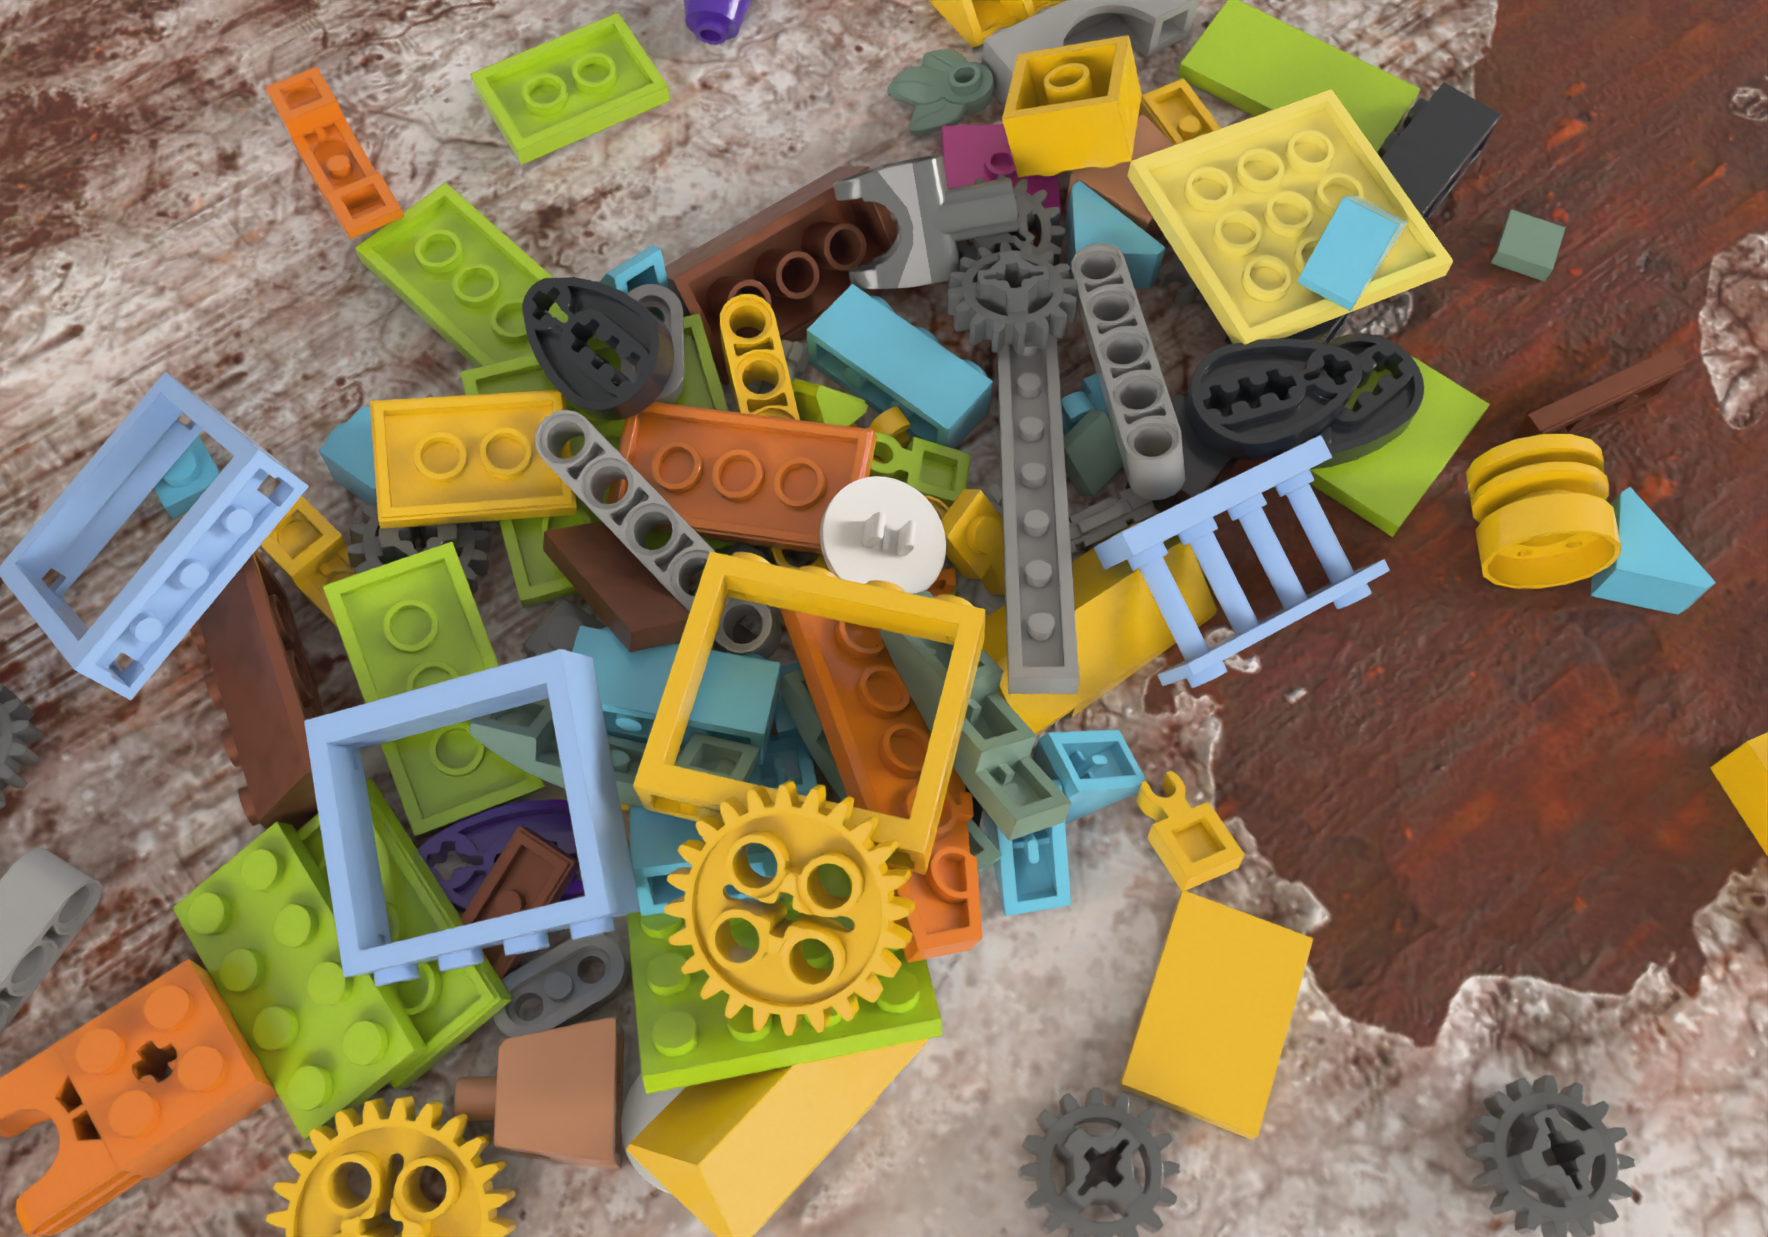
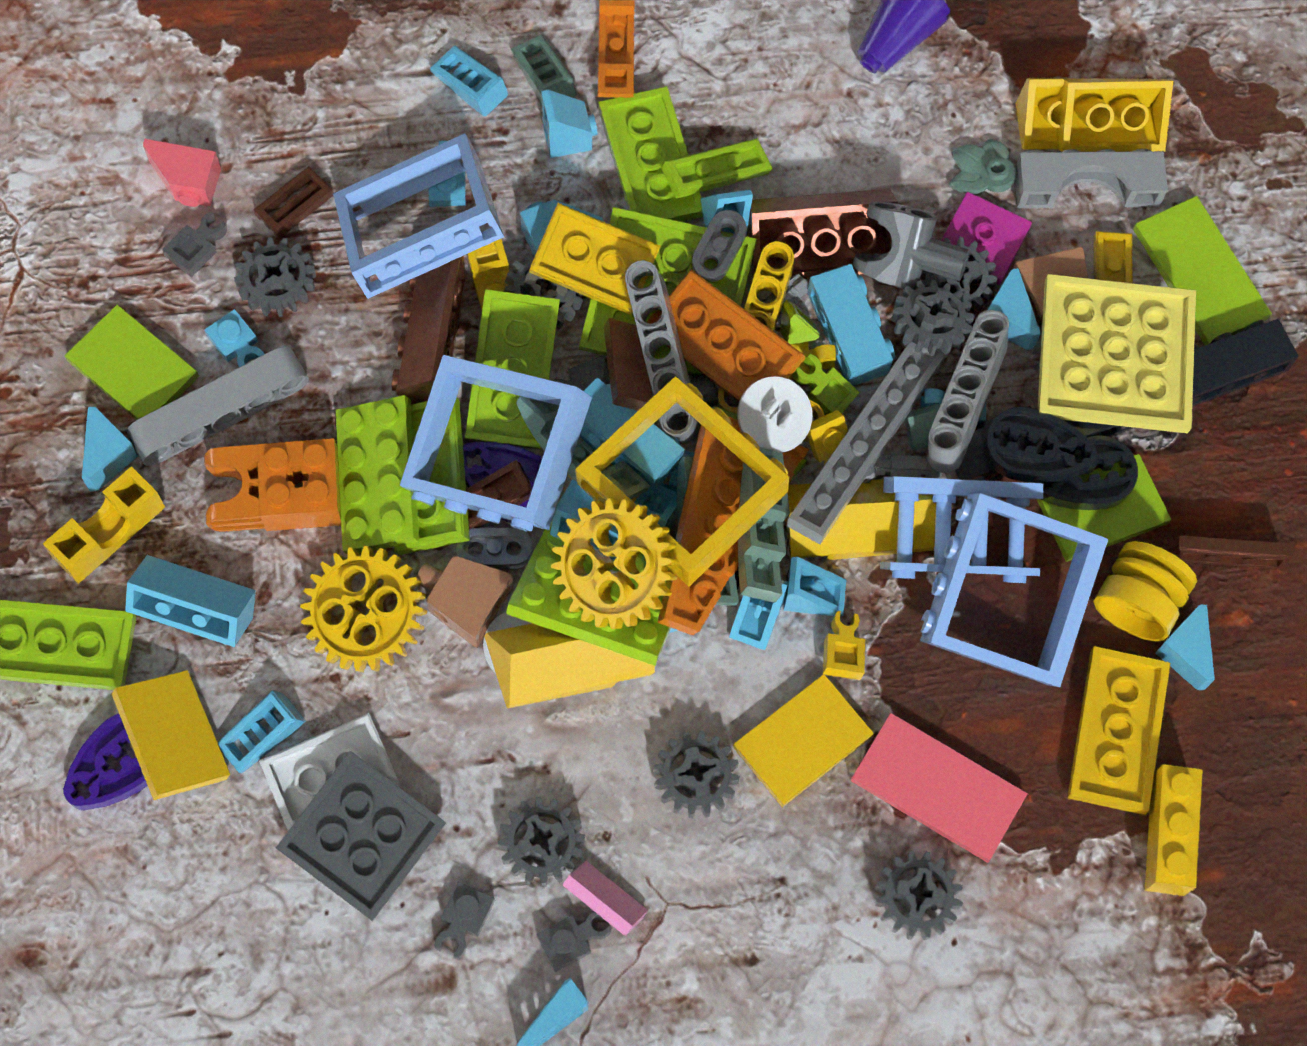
camera: 30 degrees right, 5 degrees up
(177, 323) = (485, 95): none -> medium azure slope
(255, 251) = (560, 83): none -> sand green slope
(322, 298) = (566, 124): none -> medium azure slope
(570, 88) = (769, 60): lime plate -> none
(585, 247) = (716, 168): none -> lime tile
(615, 320) = (706, 227): black piece -> none
(1073, 107) = (1037, 224): yellow brick -> none
(1351, 251) = (1134, 390): medium azure slope -> none
(1454, 965) = (939, 787): none -> coral tile
(1461, 586) = (1069, 608): none -> light blue window
(1528, 245) = (1267, 441): sand green tile -> none
(1635, 732) = (1119, 730): none -> yellow plate

